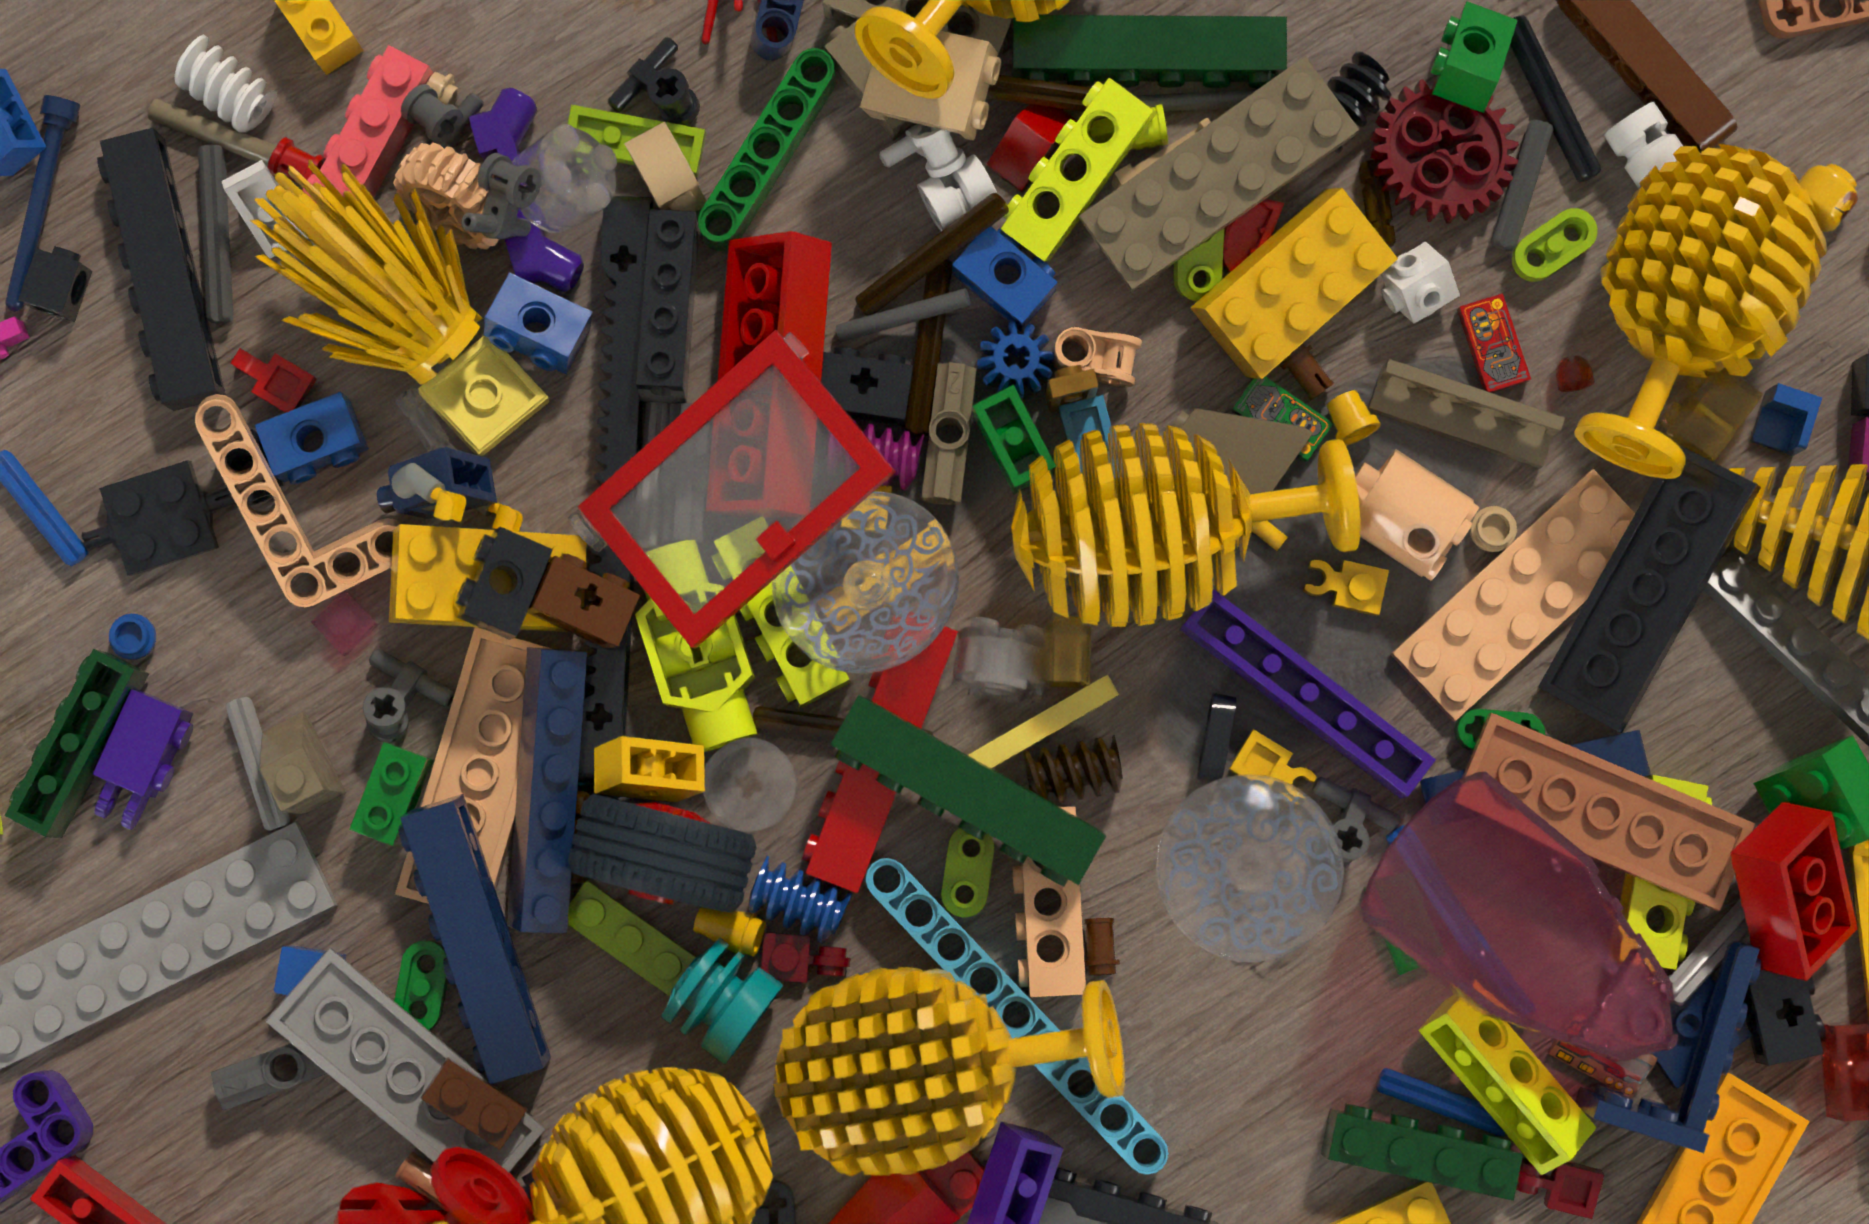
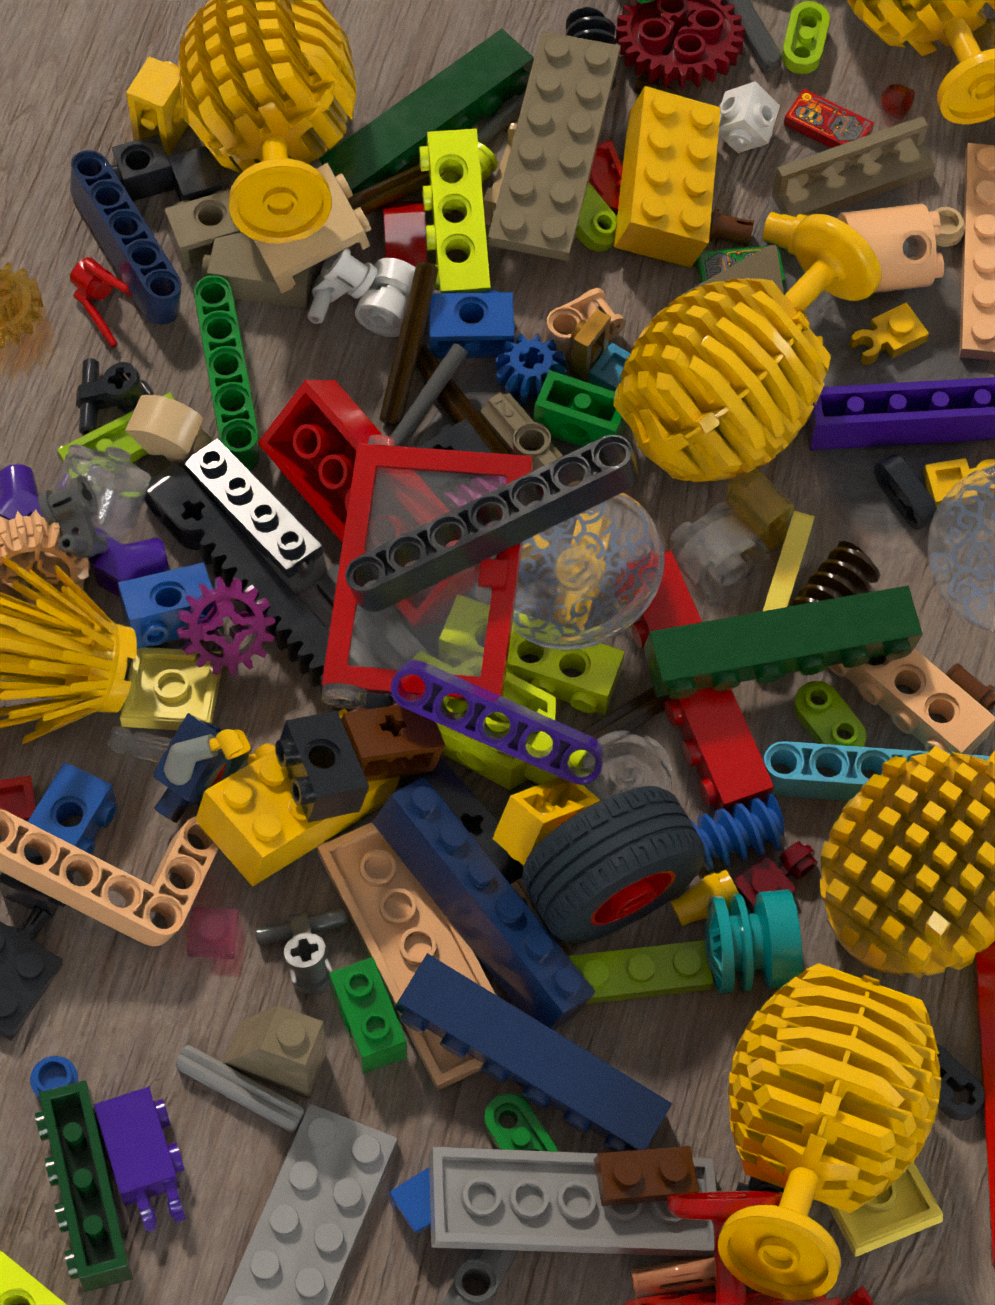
camera: 45 degrees left, 20 degrees down
(554, 387) = (206, 630): none -> magenta gear
(669, 665) = (511, 741): none -> dark purple beam
(818, 520) = (504, 504): none -> black beam

